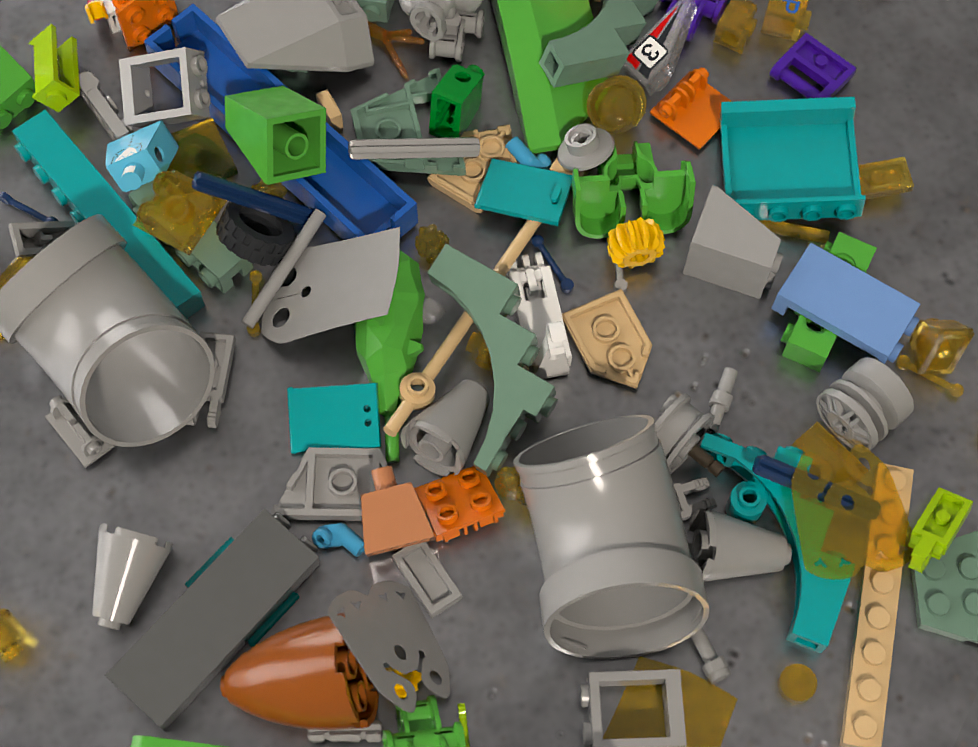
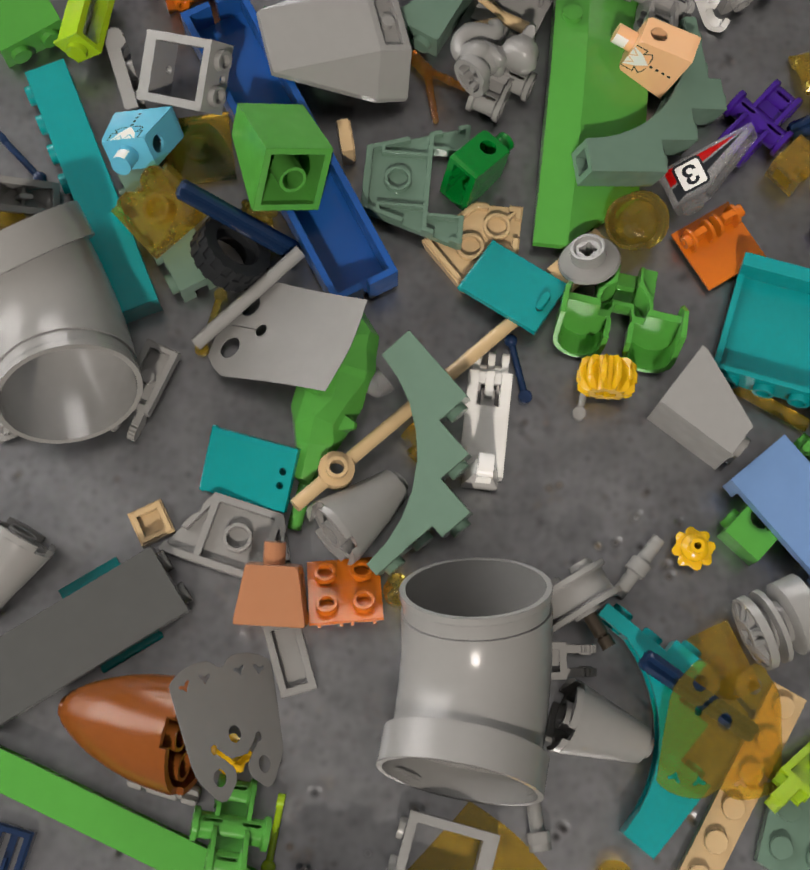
camera: 15 degrees right, 10 degrees up
(255, 495) = (151, 523): none -> tan tile
(336, 536) = (215, 588): dark azure arm -> none
(413, 148) = (414, 210): light grey axle -> none
(430, 242) = (402, 313): clear yellow plant -> none
(525, 156) = (527, 249): dark azure arm -> none
(610, 338) = (549, 467): tan tile -> none
(746, 502) = (614, 690): teal brick -> none
(765, 369) = (693, 548): none -> yellow plant

